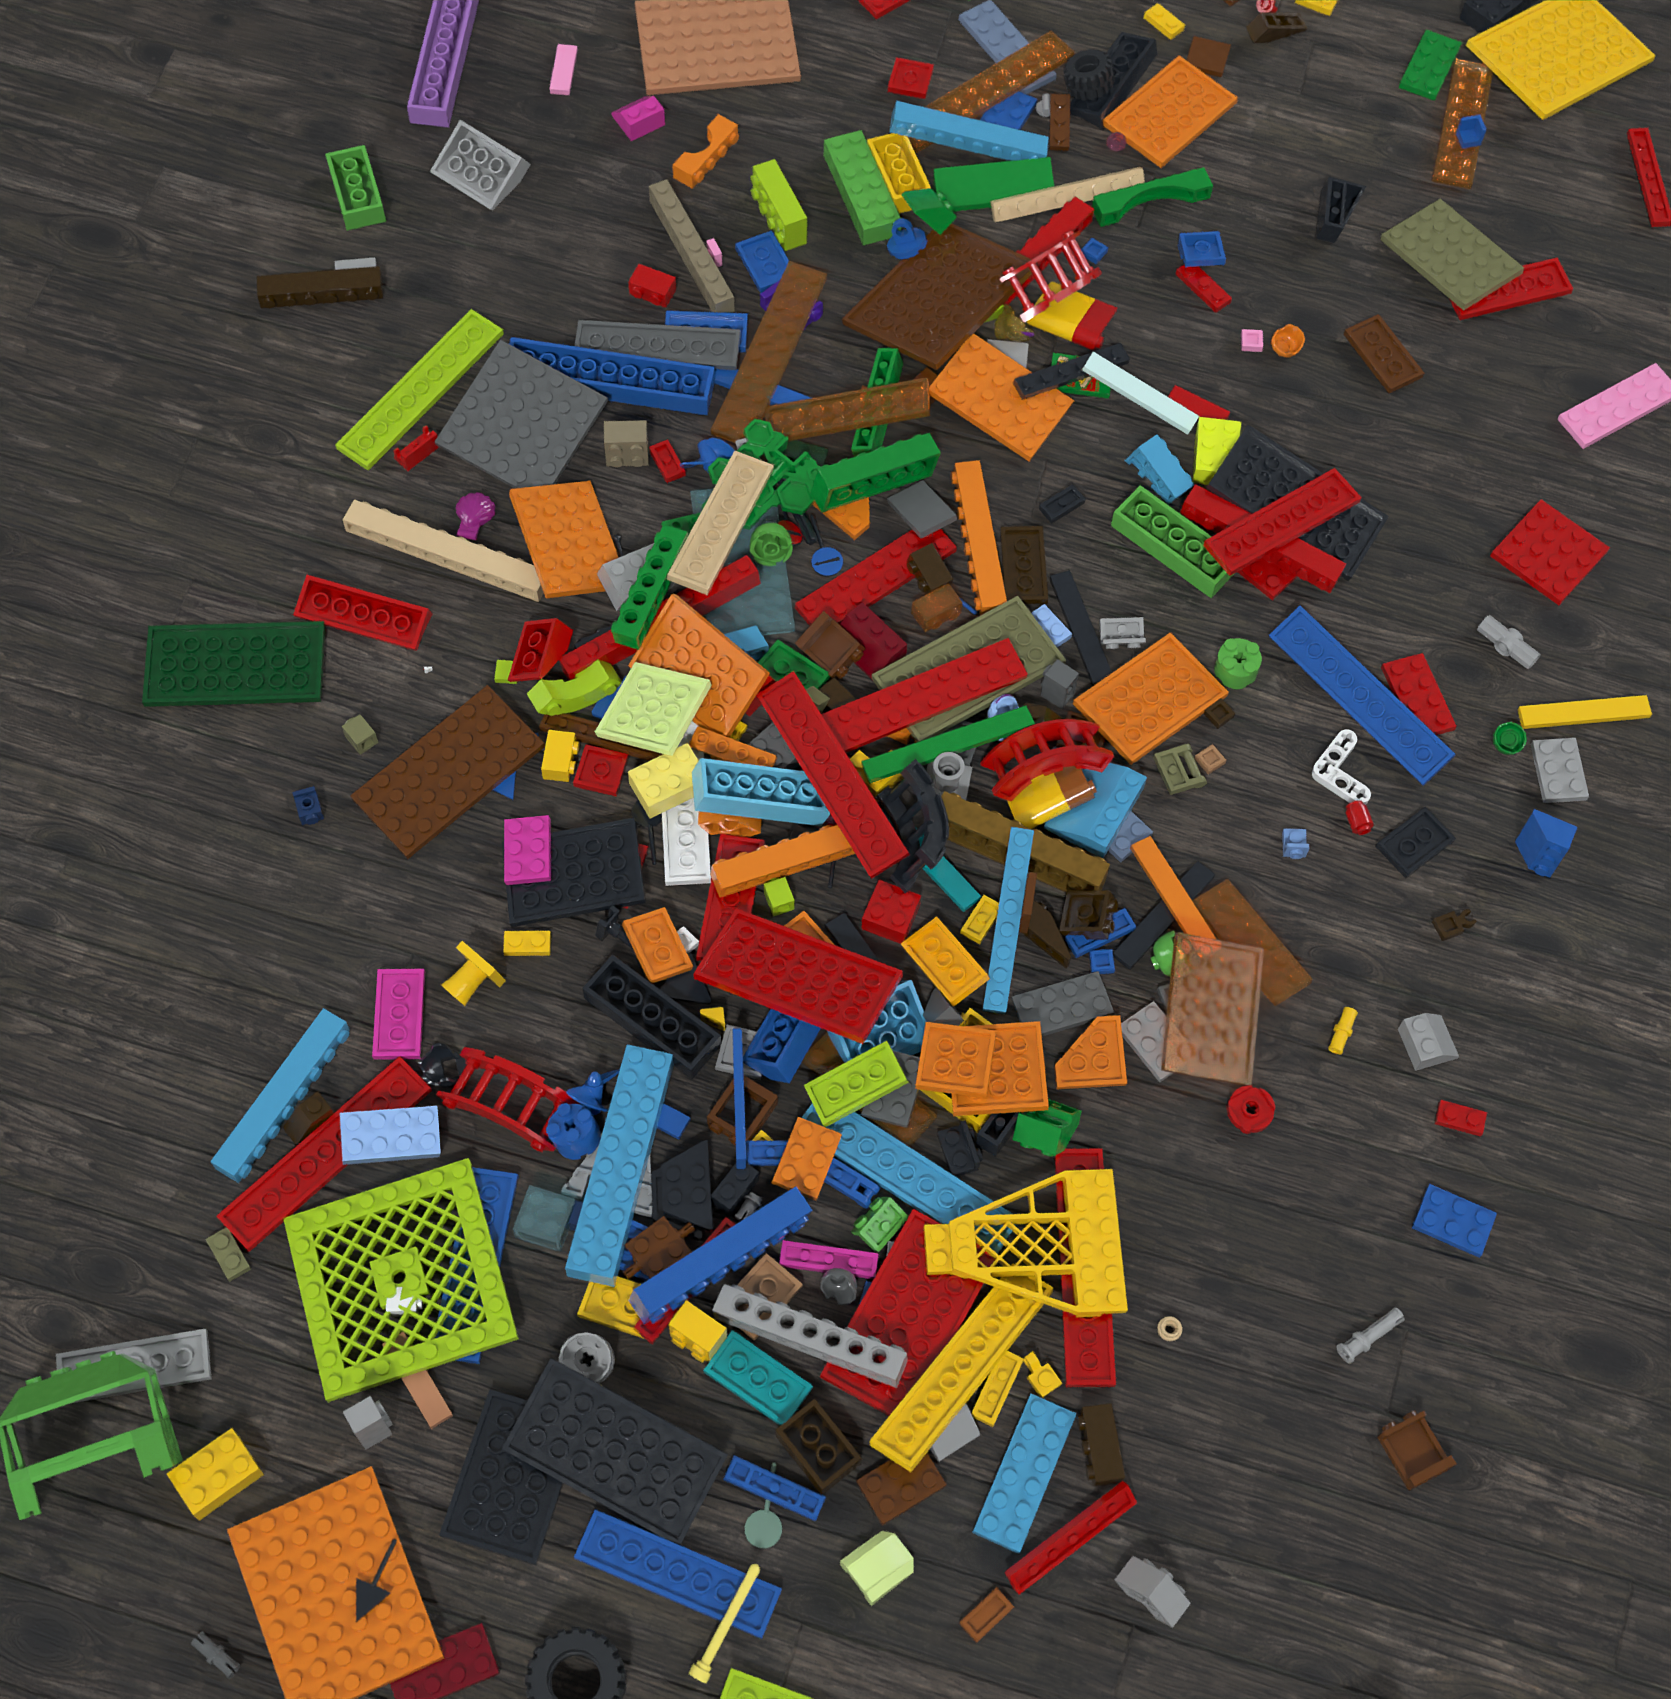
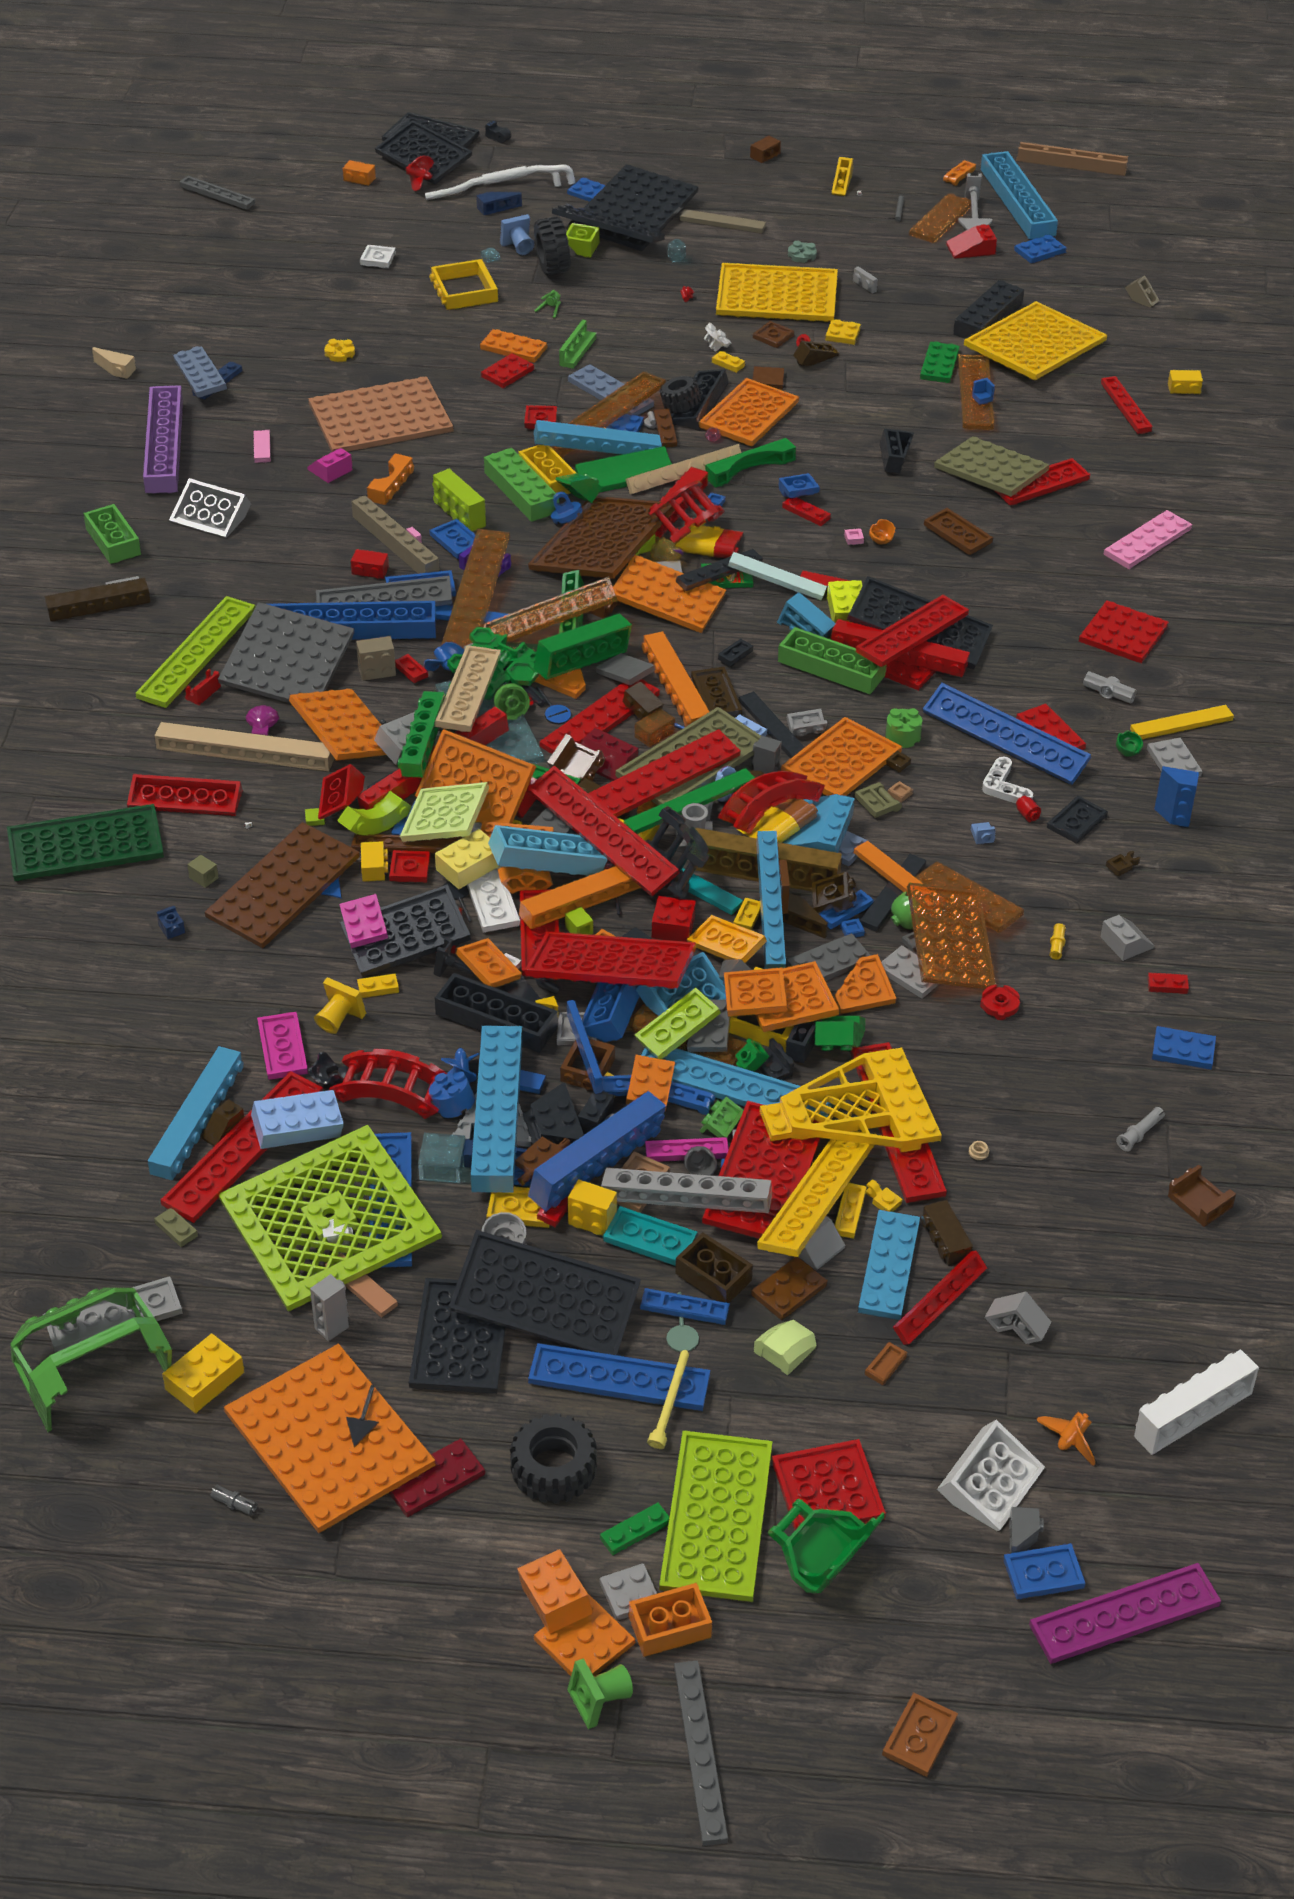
camera: 10 degrees left, 20 degrees down
(930, 1142) = (751, 1056): none -> green brick

